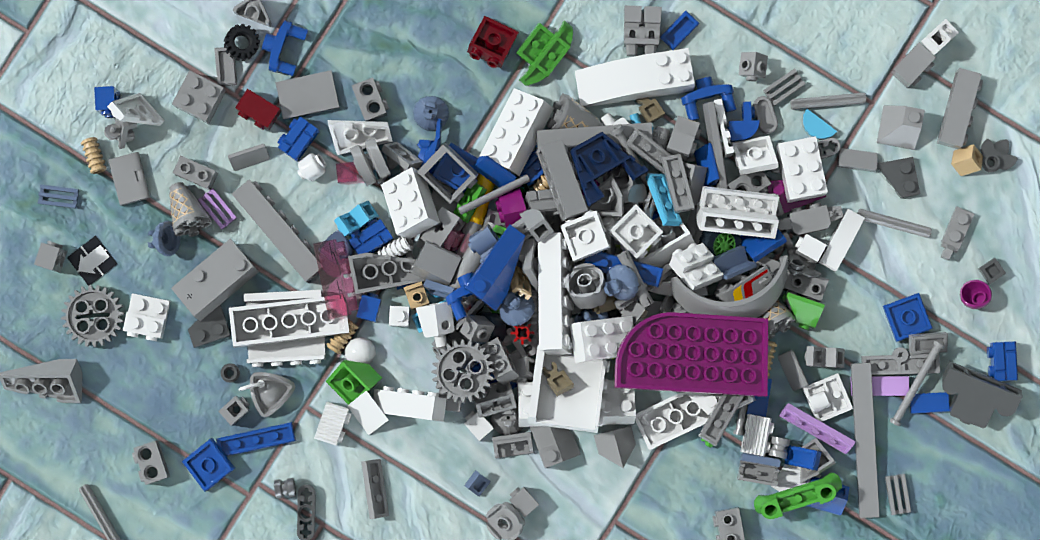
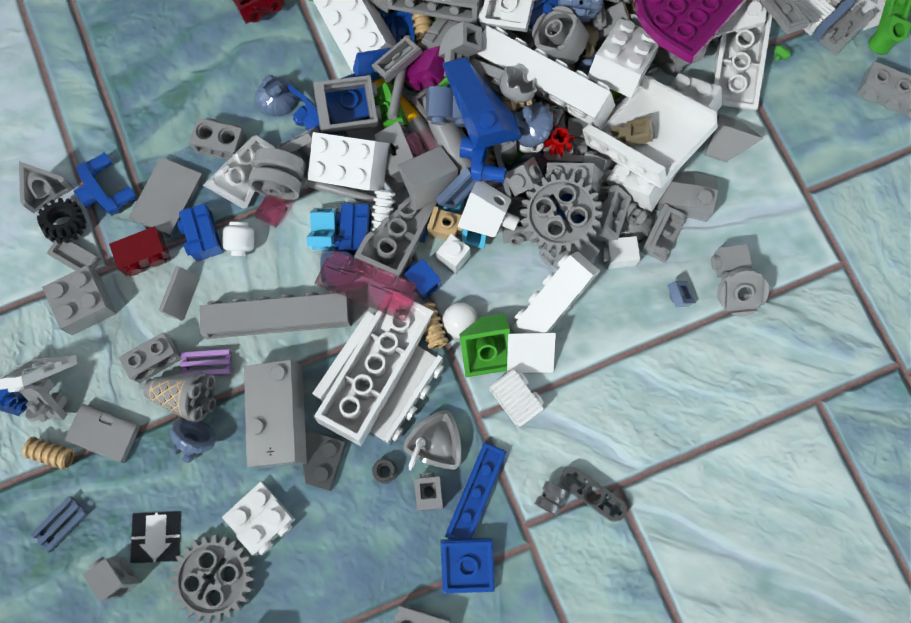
camera: 50 degrees left, 10 degrees down
(375, 488) = (617, 402): light grey plate -> none
(517, 194) = (399, 61): none -> light grey tile
(526, 284) = (515, 86): none -> light grey hair

